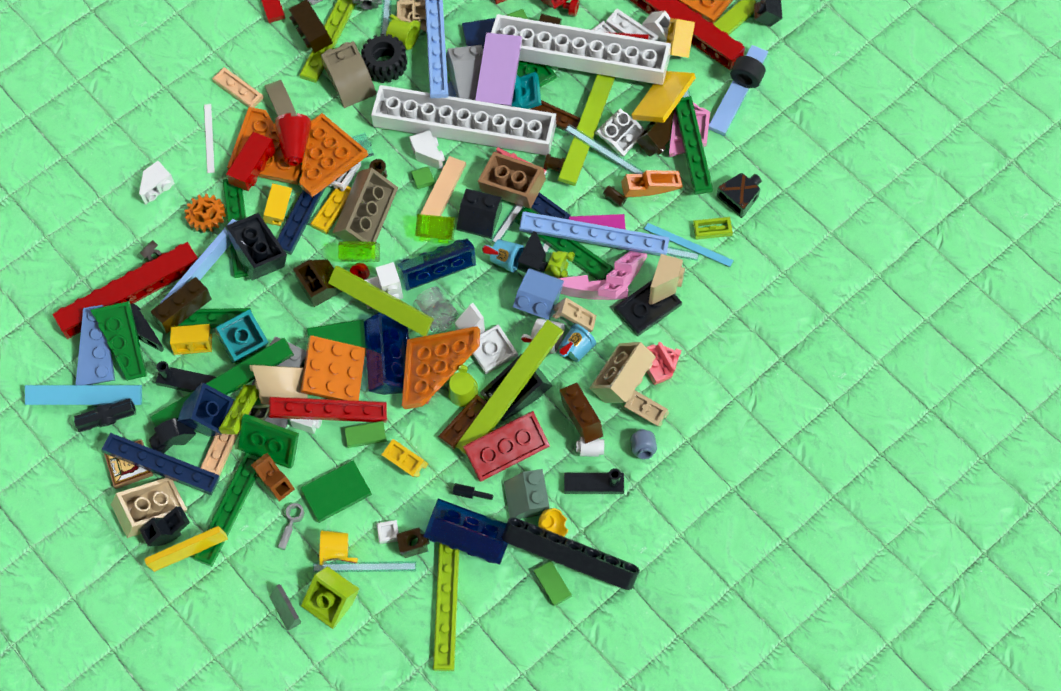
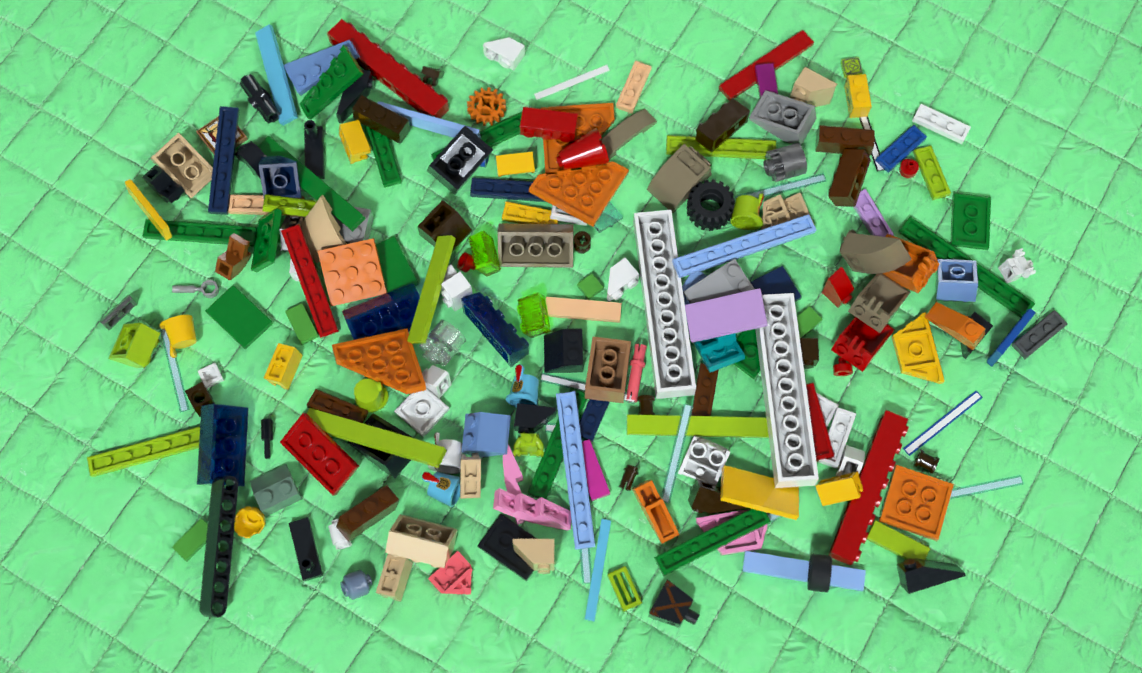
camera: 70 degrees right, 5 degrees up
(241, 336) = (363, 181): teal brick -> none

